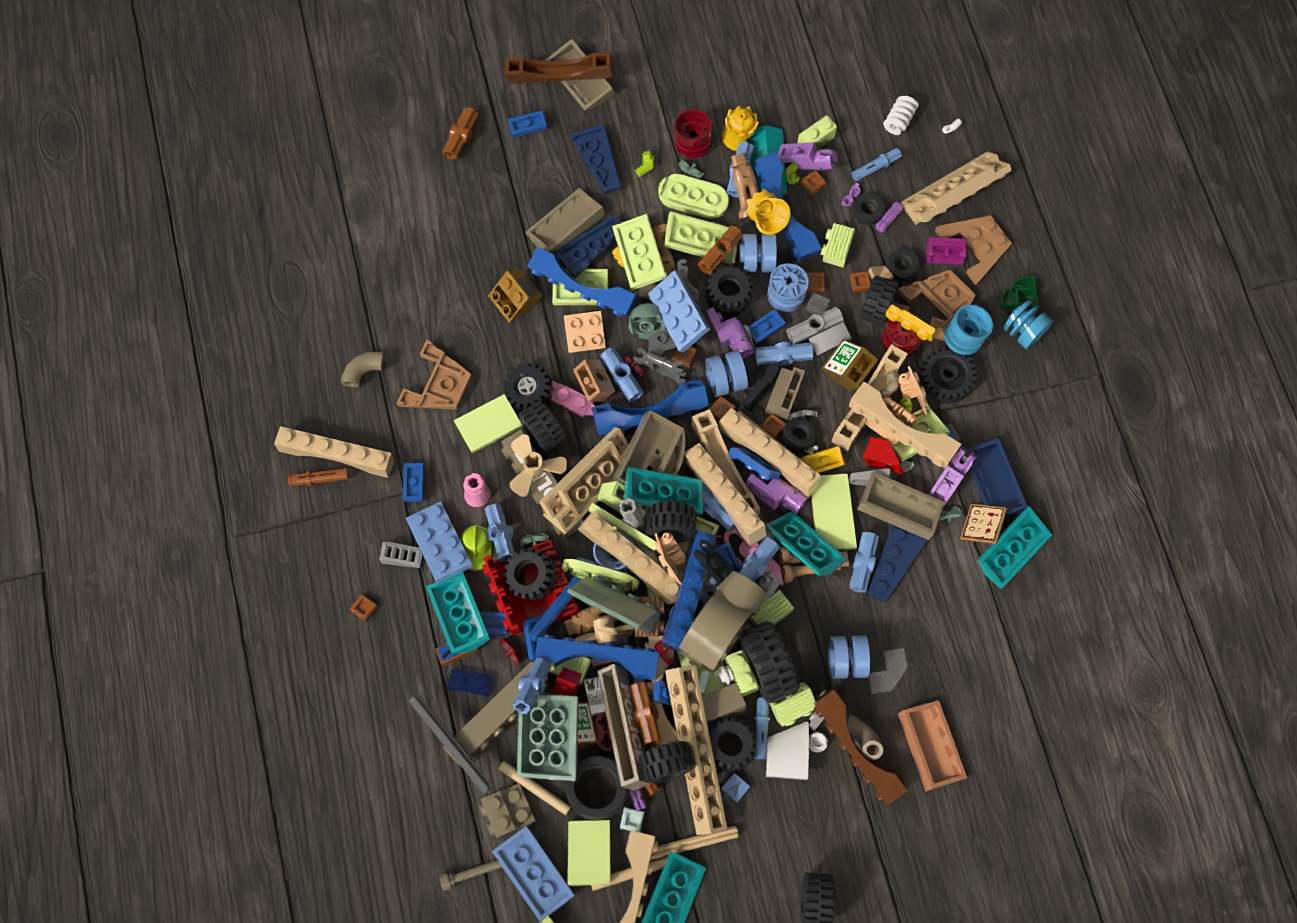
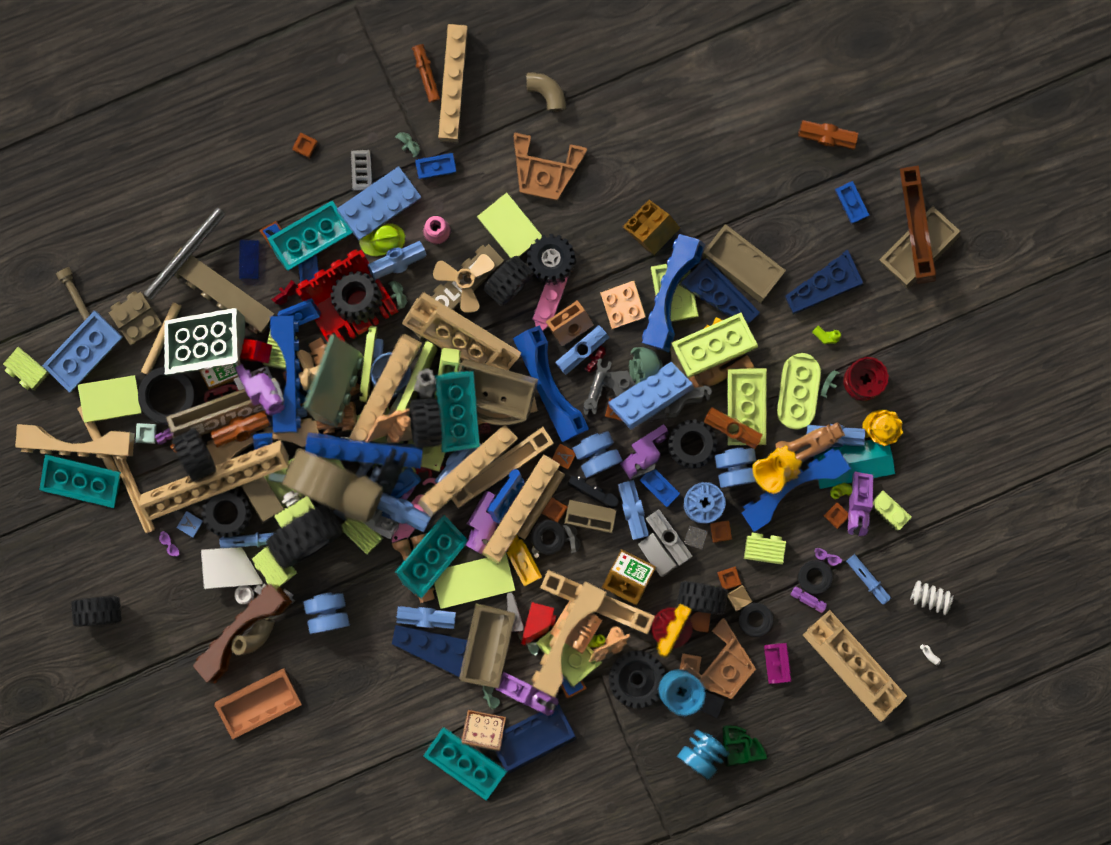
camera: 80 degrees right, 15 degrees up
(384, 505) = (413, 146): none -> sand green piece
(531, 686) = (242, 318): medium blue piece -> none
(552, 612) = (327, 327): blue axle -> none
(609, 681) = (262, 390): none -> medium lavender plate
(662, 653) = (297, 437): dark red piece -> none
(759, 811) = (165, 539): none -> medium lavender piece
(887, 680) = (314, 654): clear tile -> none
(892, 385) = (611, 623): dark tan arm -> none
(983, 238) = (800, 702): medium nougat wing -> none

